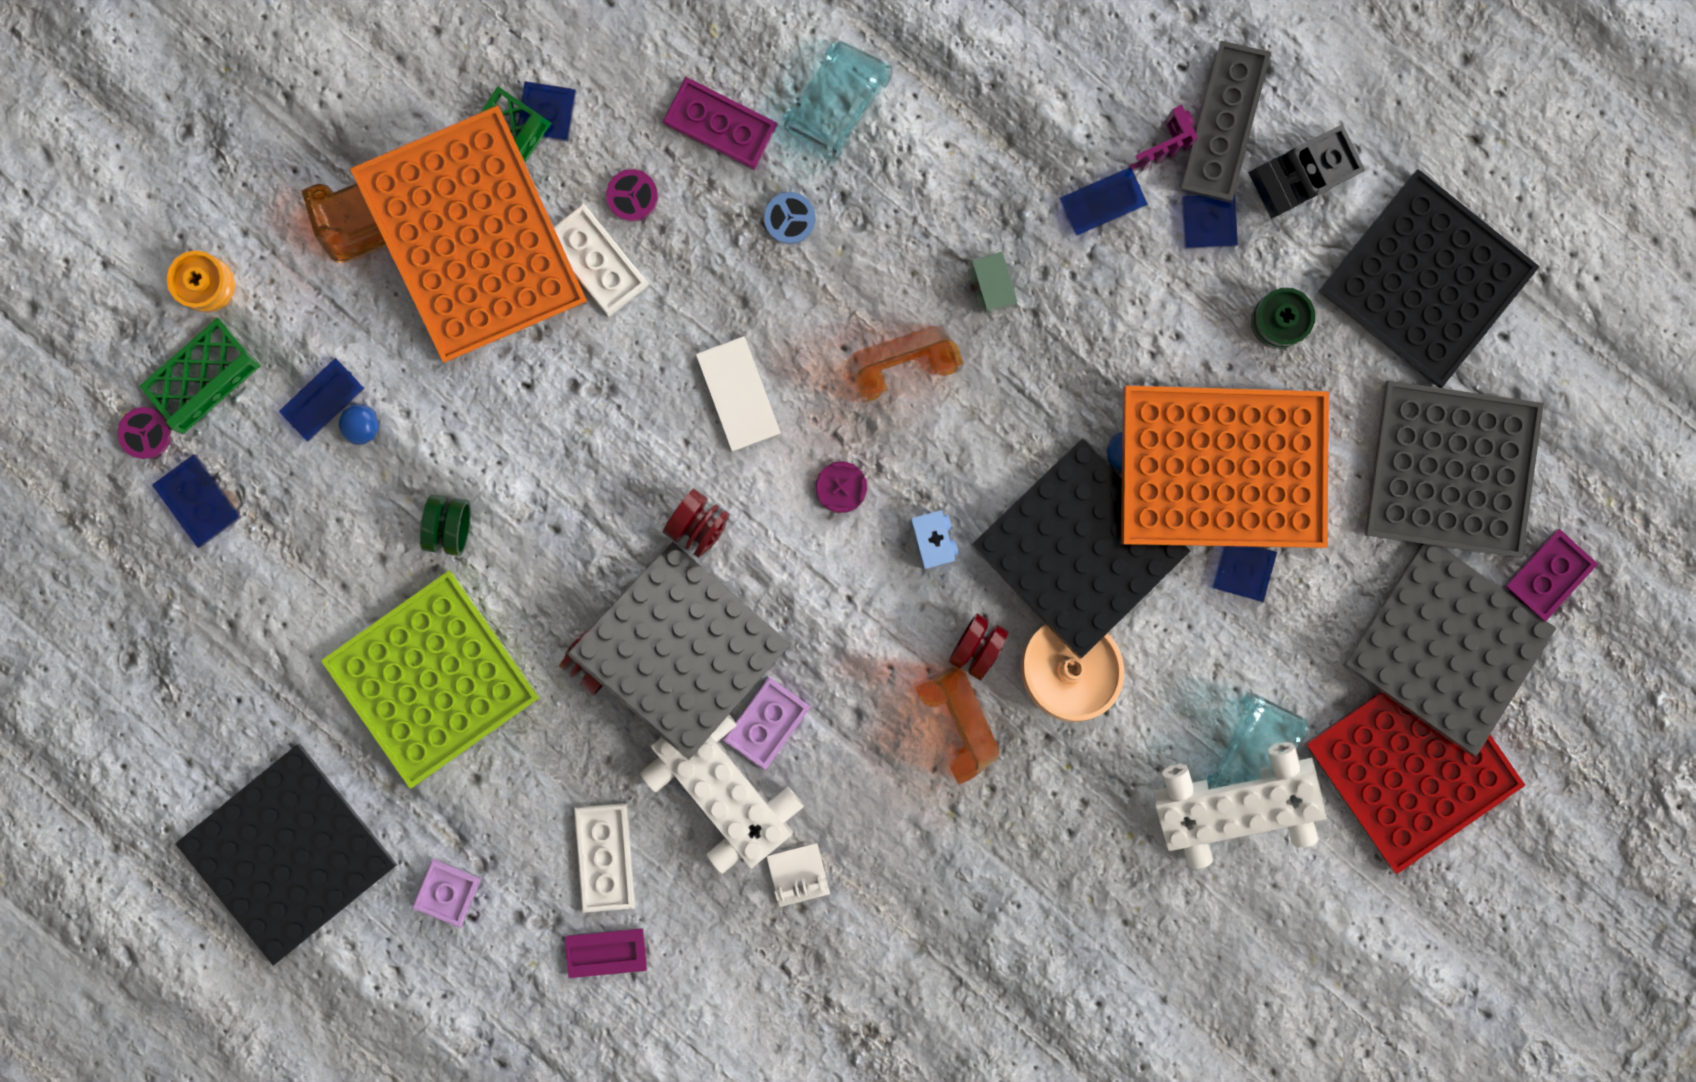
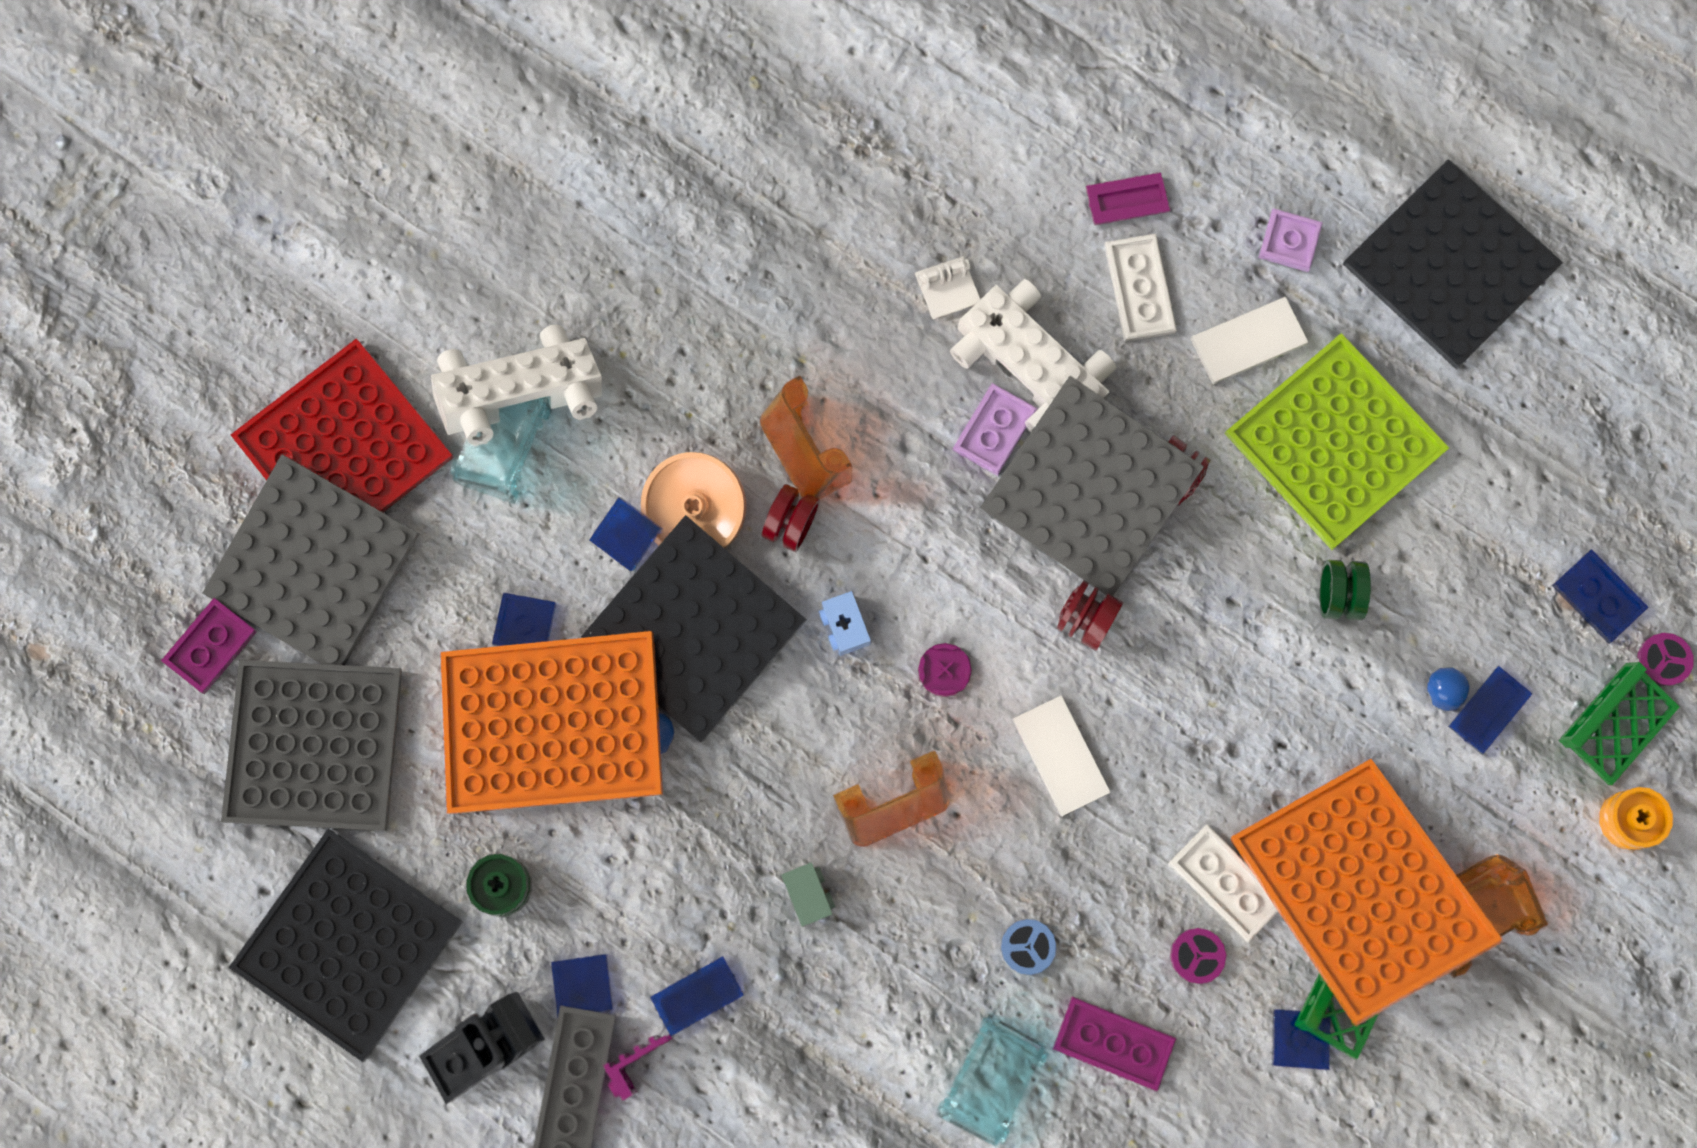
camera: 170 degrees right, 10 degrees down
(502, 791) = (1249, 340): none -> white tile
(1140, 648) = (625, 534): none -> clear blue tile

